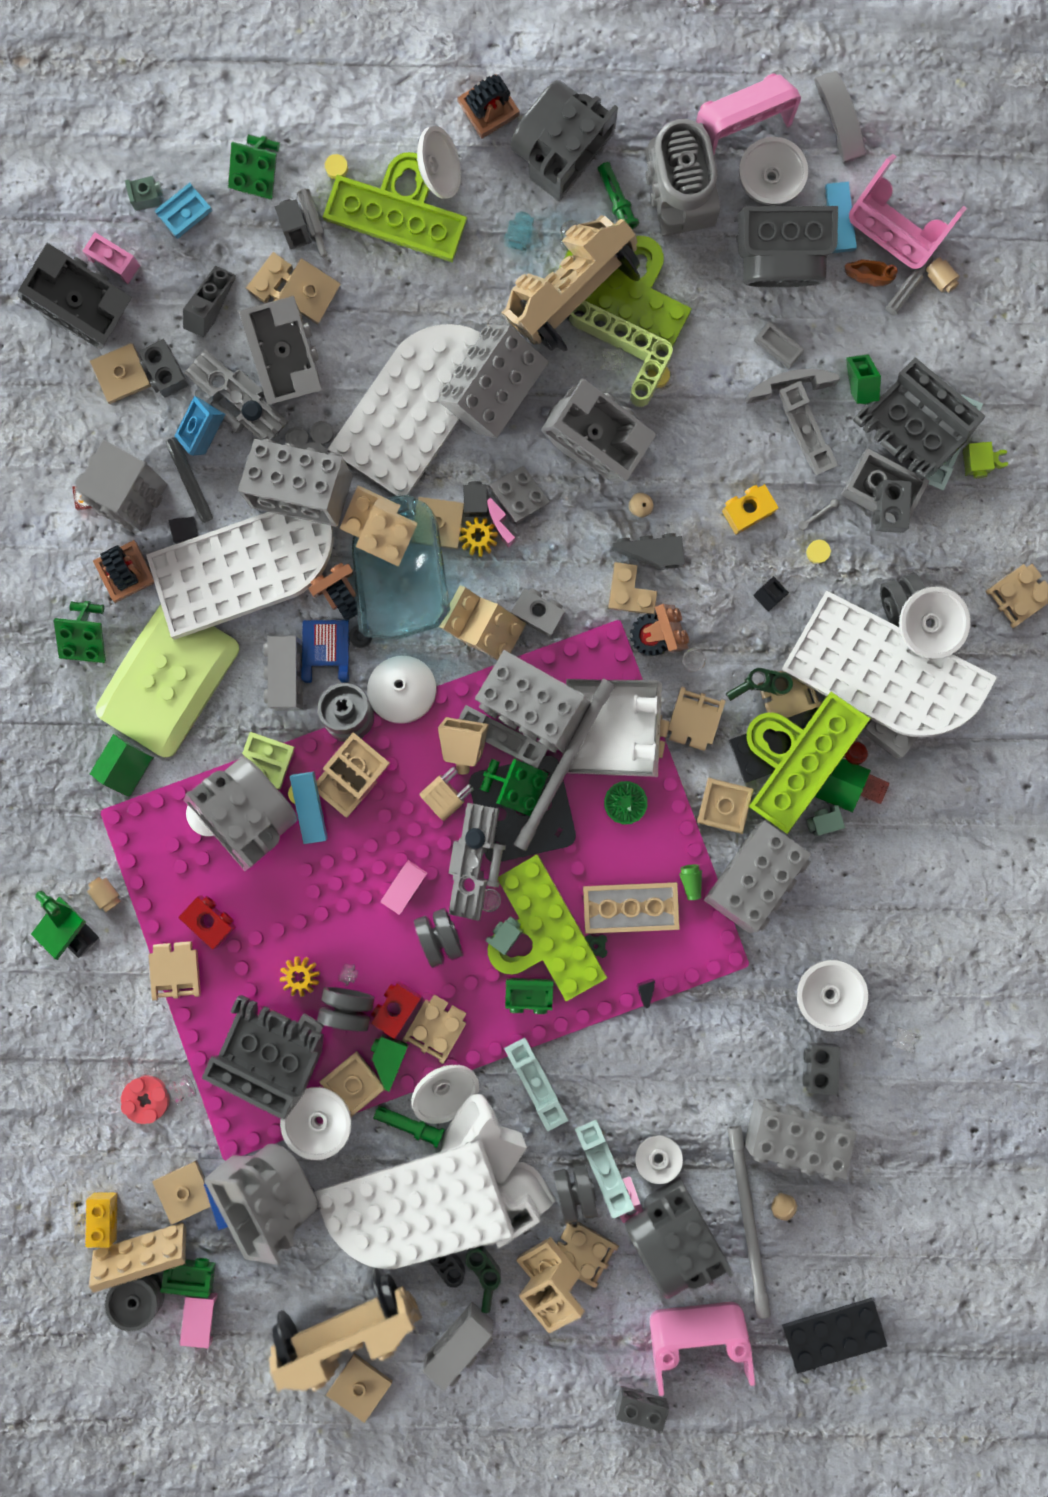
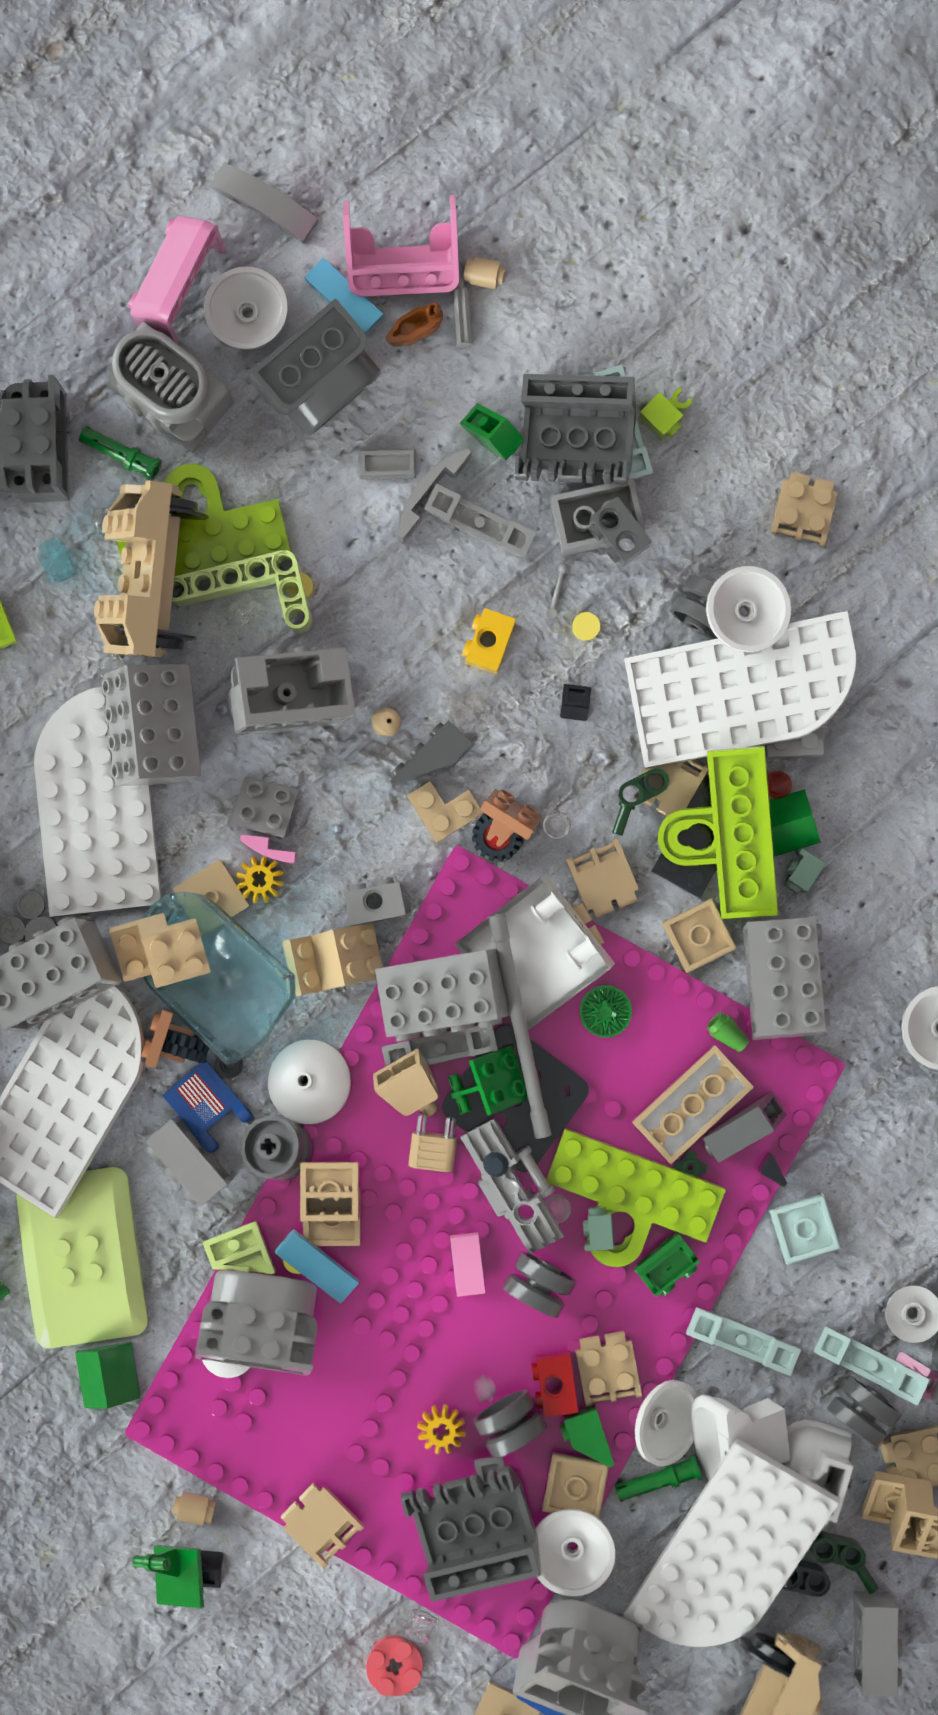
camera: 35 degrees left, 0 degrees up
(194, 916) = (299, 1461): red brick -> none
(475, 499) = (227, 847): dark grey brick -> none
(635, 1046) = (804, 1228): none -> light aqua plate
(651, 950) = (745, 1127): none -> dark grey slope
(875, 789) = (823, 802): clear red tile -> none

